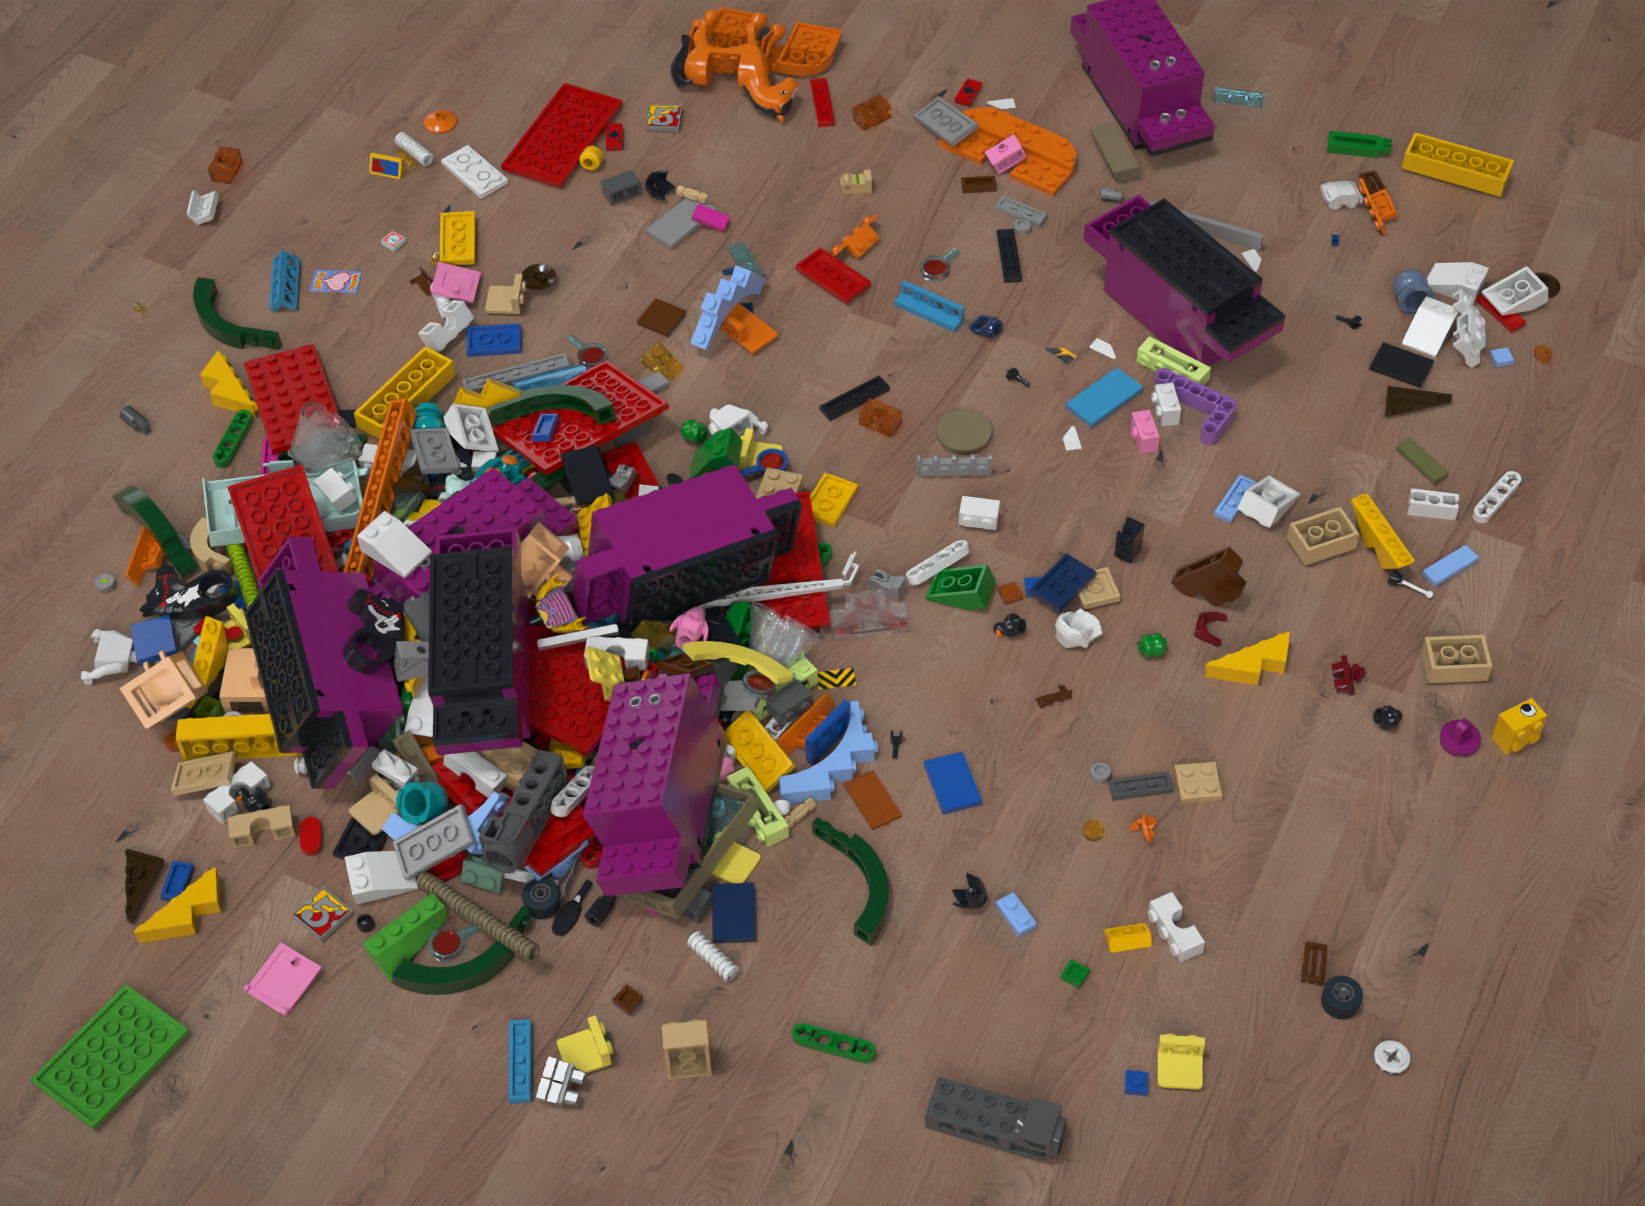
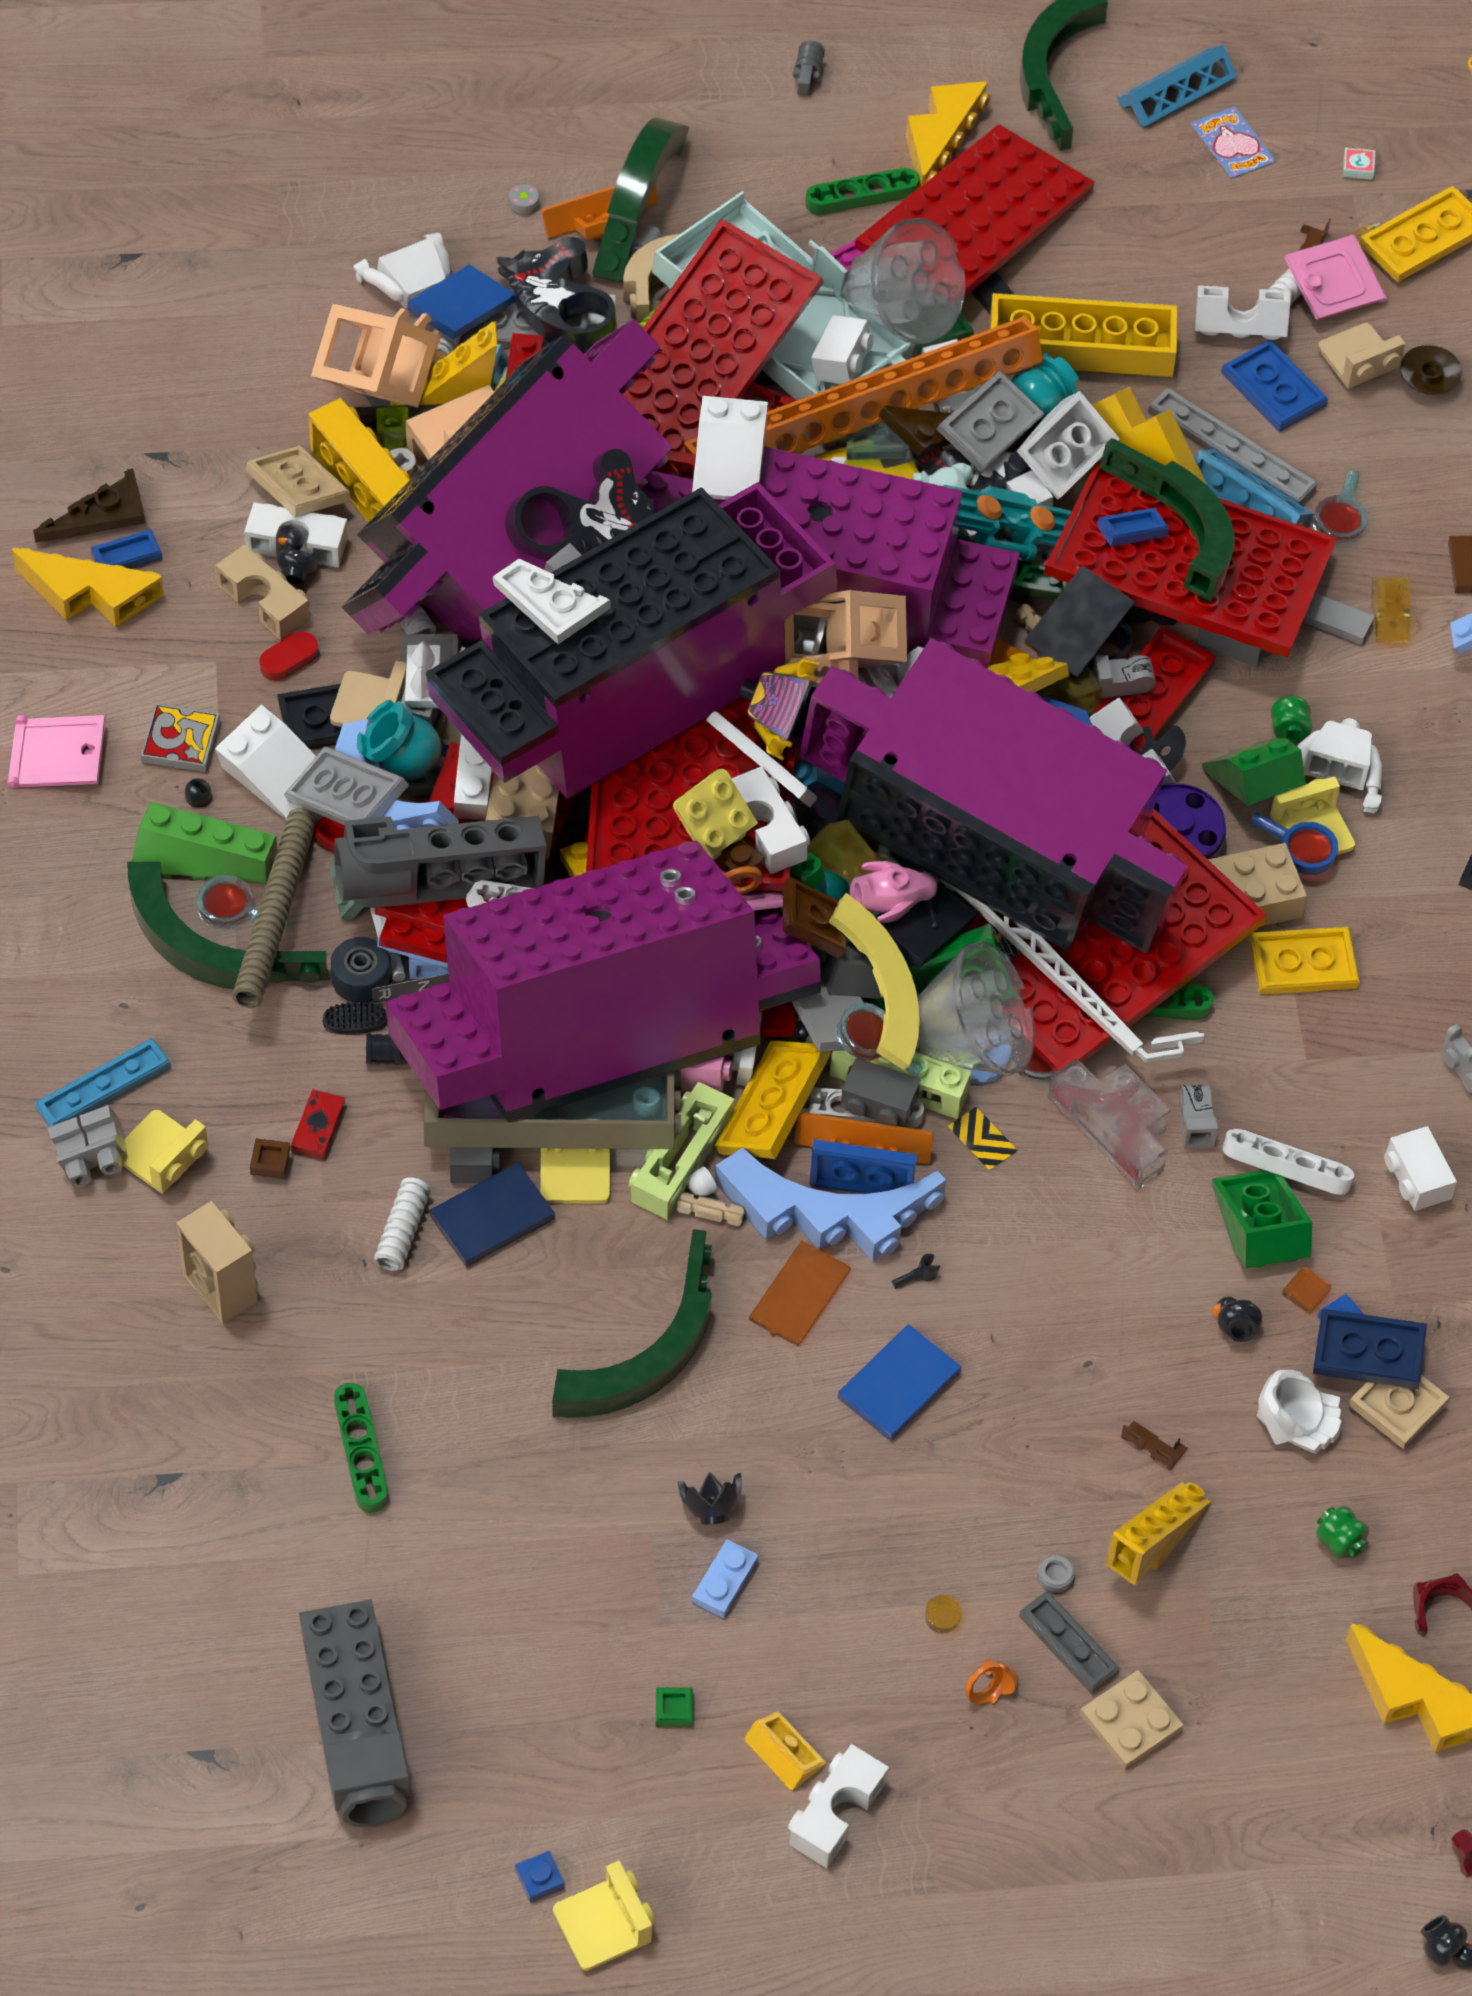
camera: 55 degrees right, 5 degrees up
(454, 653) = (549, 602): none -> white wing
(621, 967) = (318, 1124): none -> red tile
(1111, 716) = (1155, 1532): none -> yellow slope

